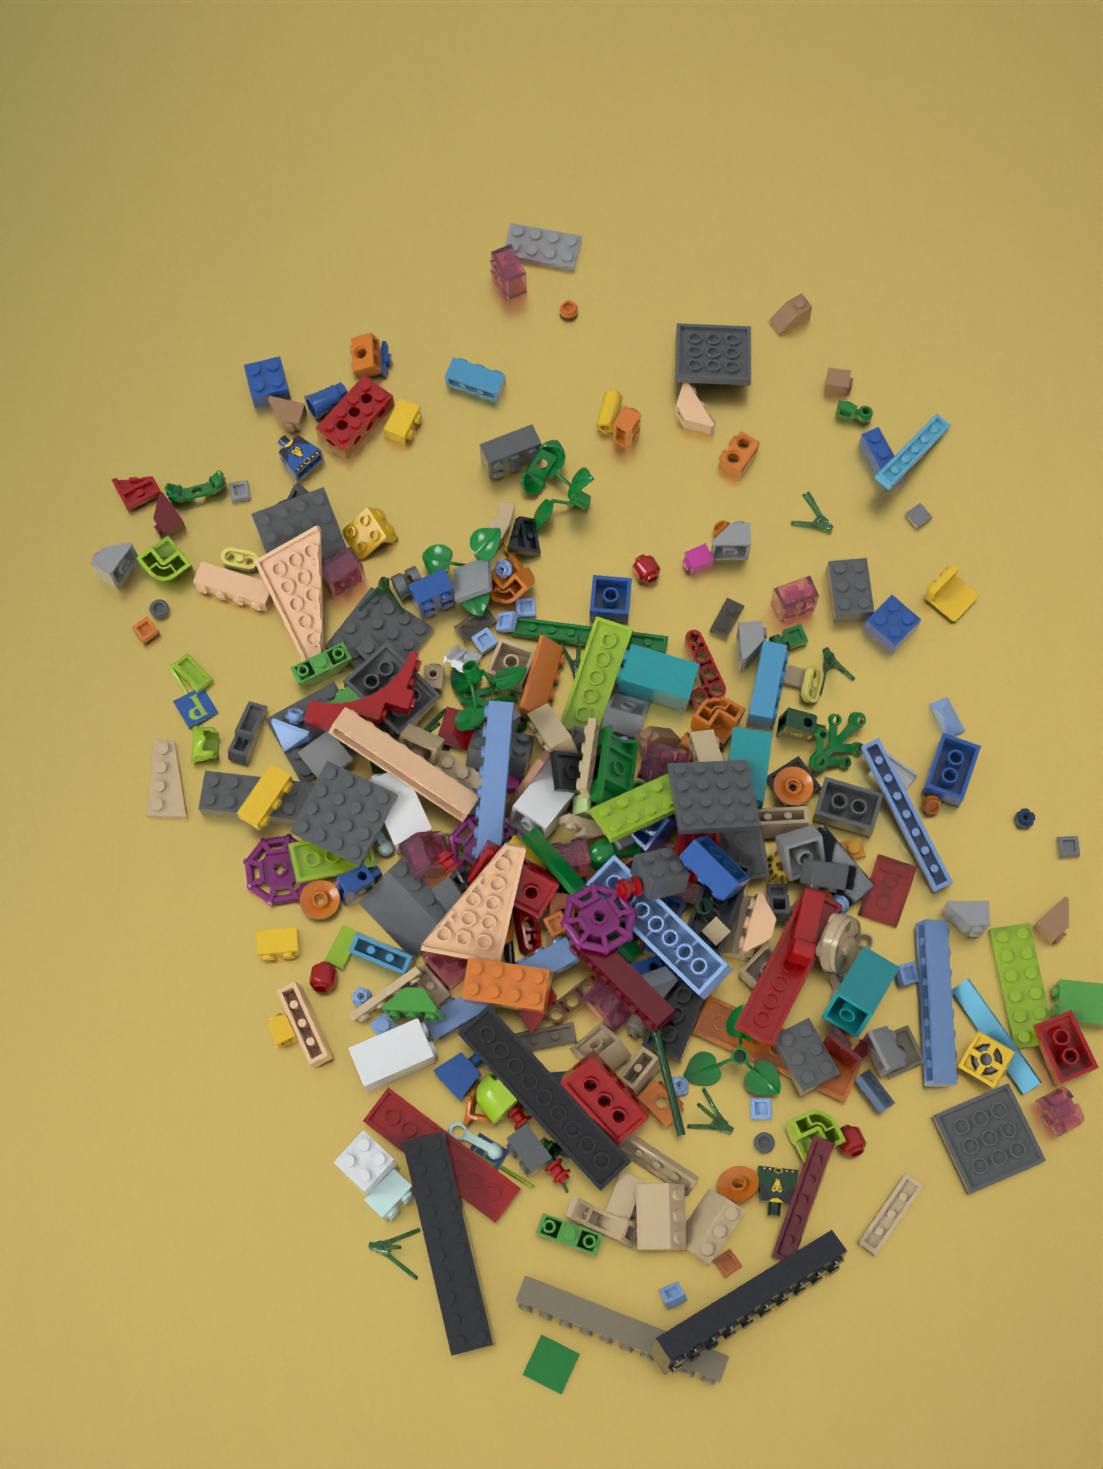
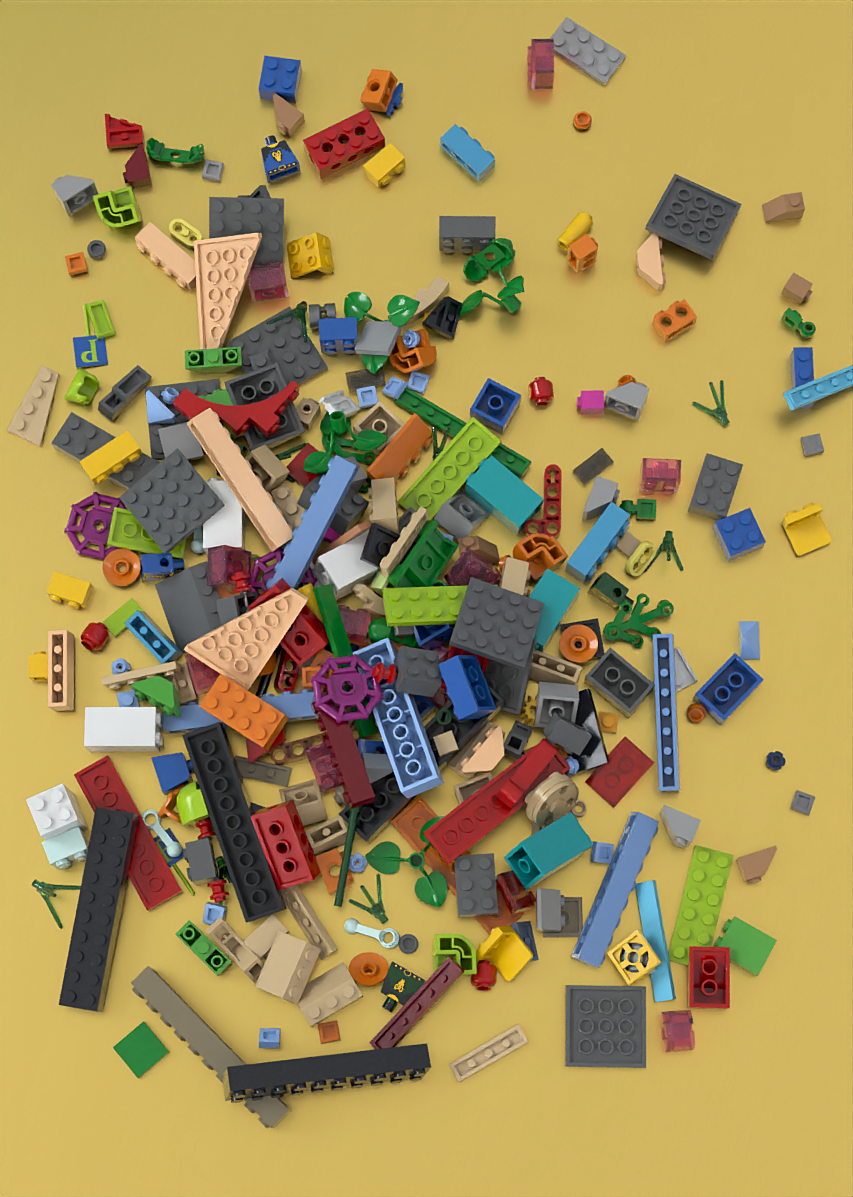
camera: 25 degrees right, 5 degrees up
(325, 399) = (324, 116): blue plant -> none
(562, 1196) = (213, 912): none -> light blue plate
(702, 1149) = (352, 926): none -> light aqua piece
(760, 1109) = (419, 913): light blue tile -> none
(863, 1108) = (505, 951): none -> yellow bracket

